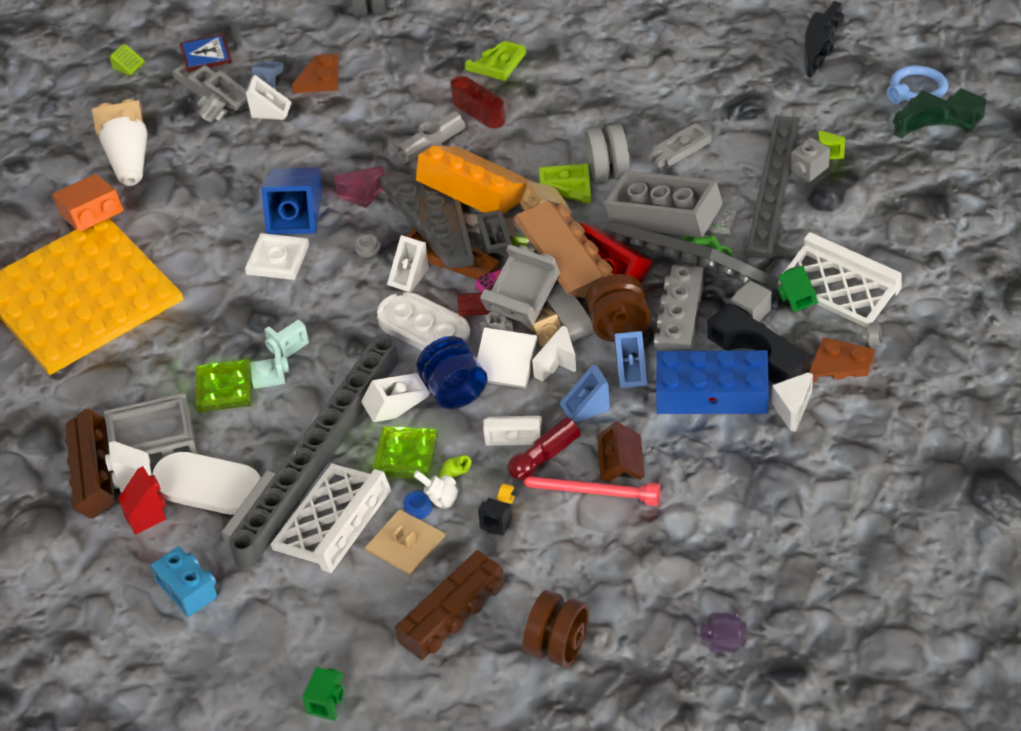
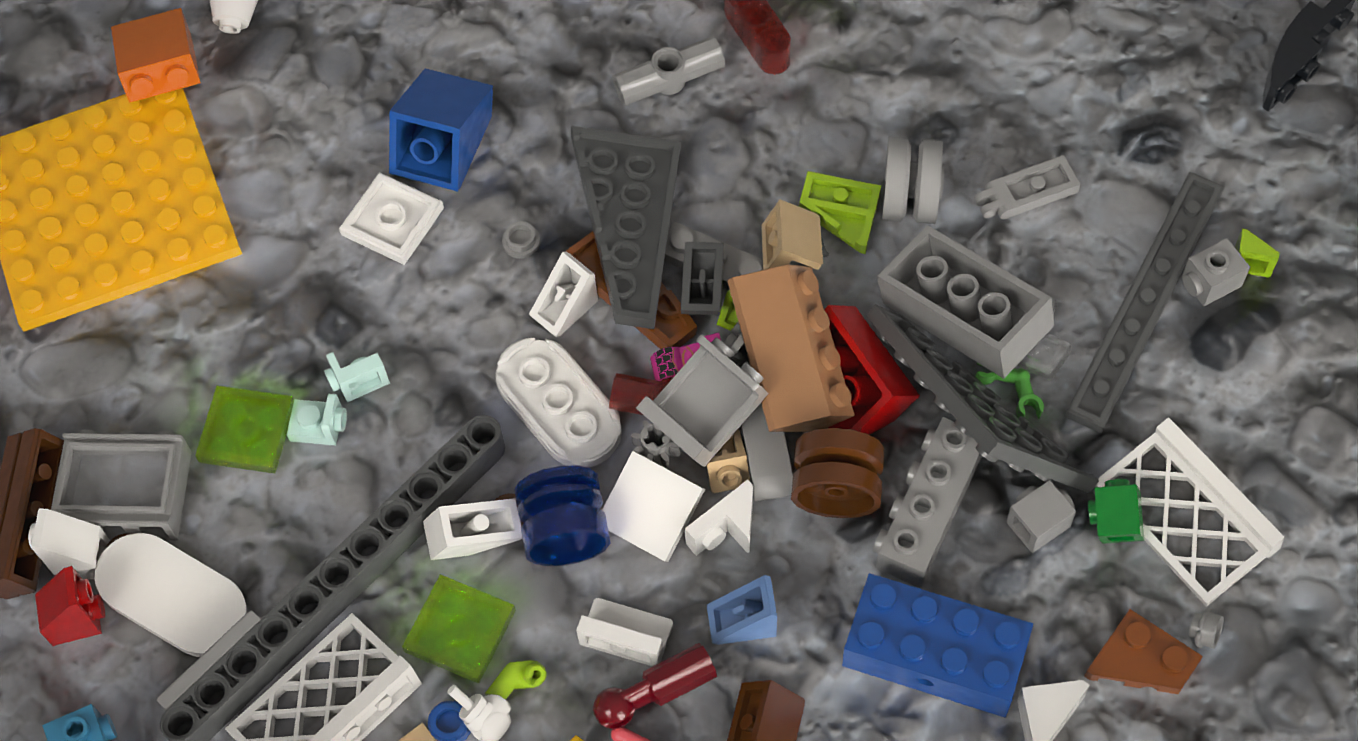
camera: 15 degrees right, 15 degrees up
(359, 186) = (542, 130): clear pink slope -> none
(470, 178) = (705, 168): light orange slope -> none
(630, 359) = (829, 568): medium blue slope -> none
(735, 329) = (1001, 555): black arch -> none

